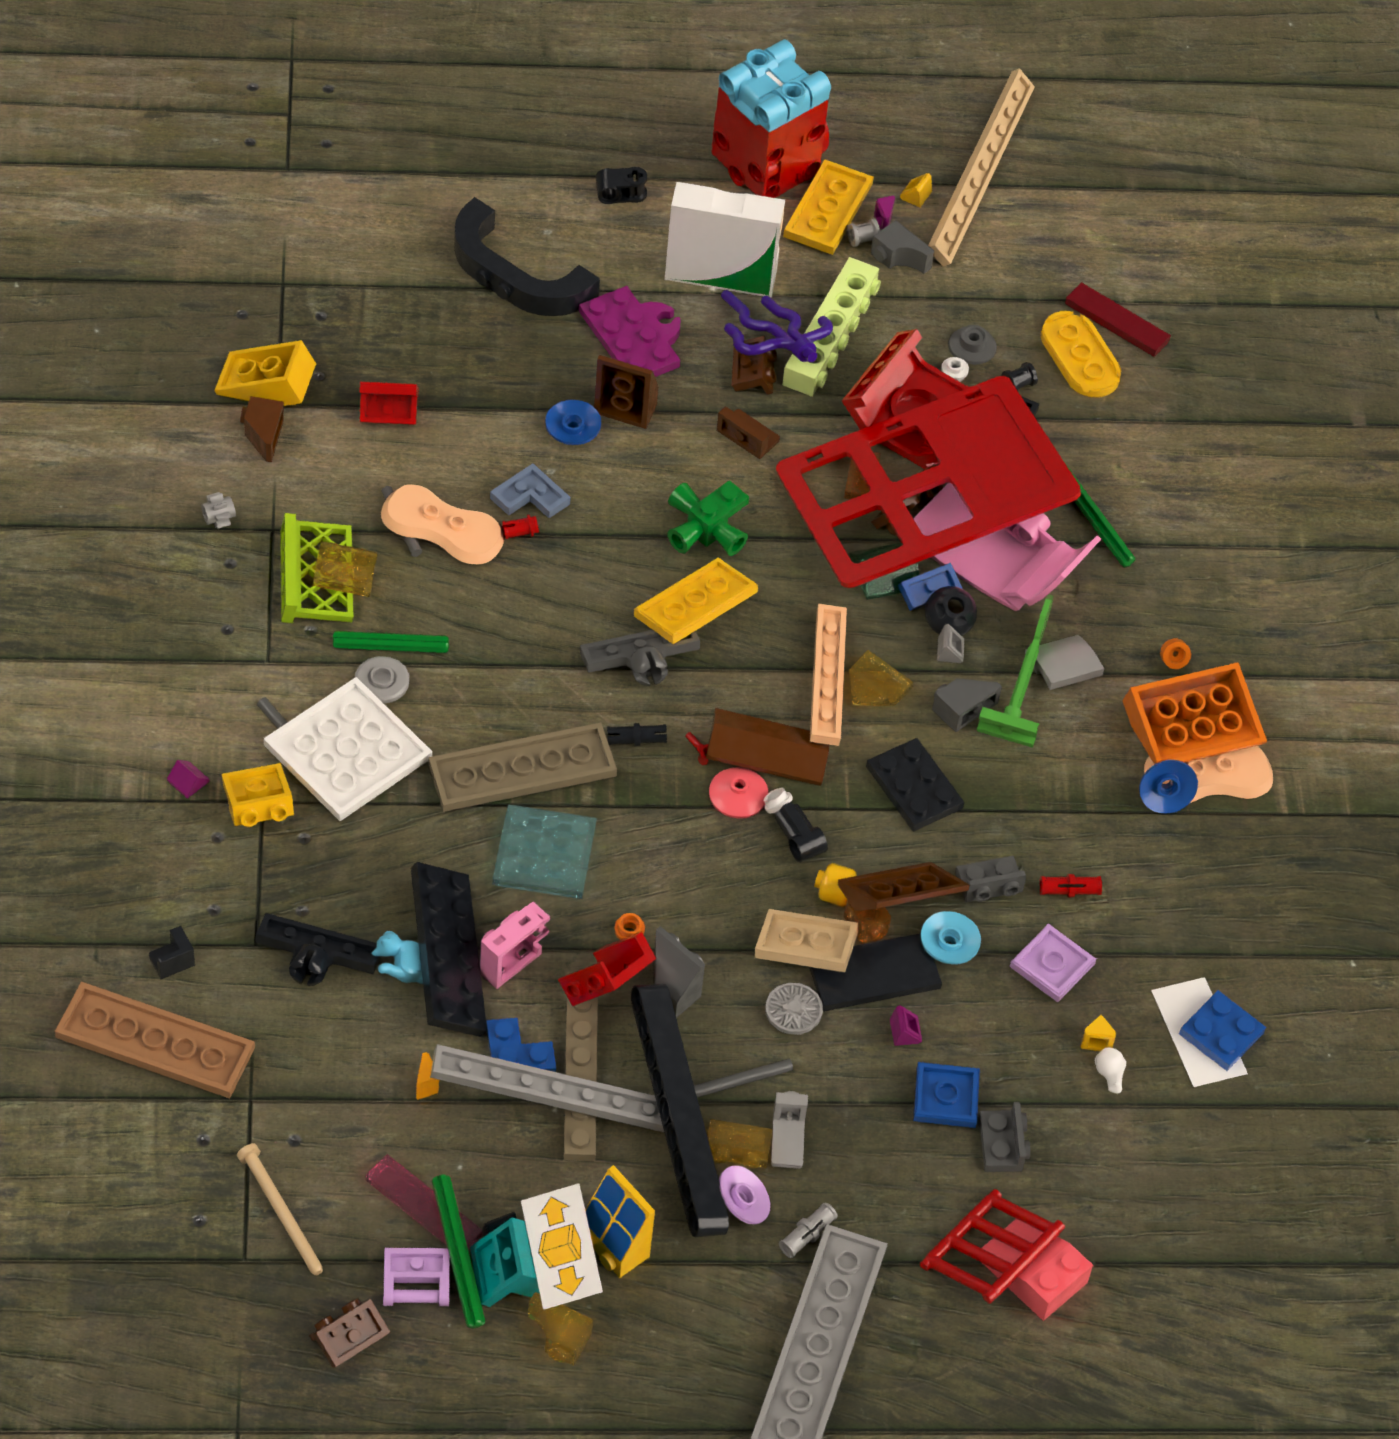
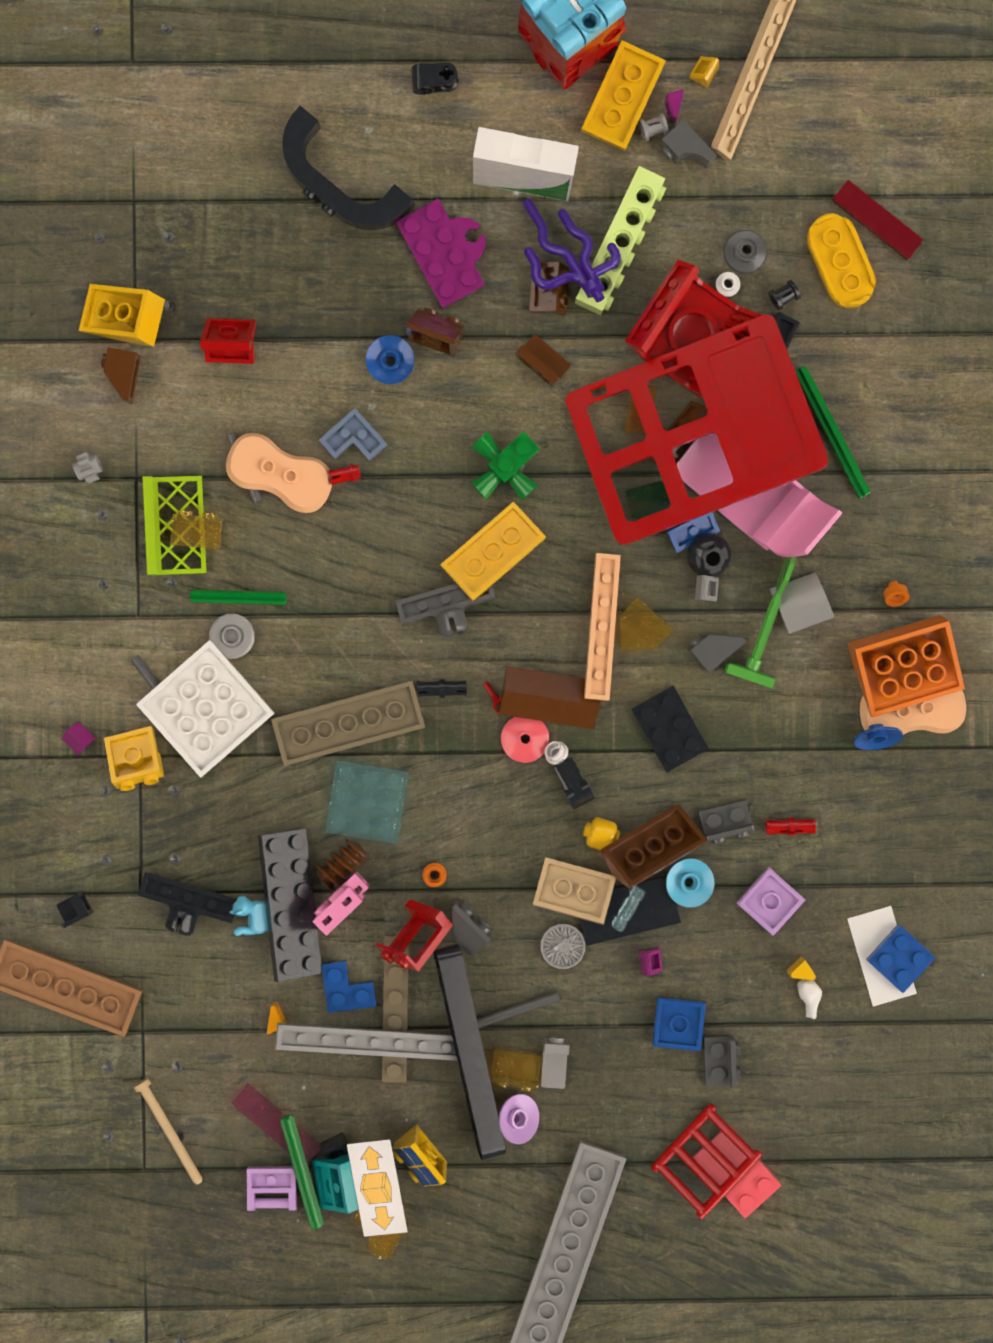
camera: 10 degrees right, 35 degrees up
(349, 1332) = (222, 1235): bracket -> none
(514, 899) = (341, 863): none -> reddish brown piece
(808, 1230) = (566, 1142): light grey pin -> none
(875, 961) = (628, 908): none -> clear light blue axle

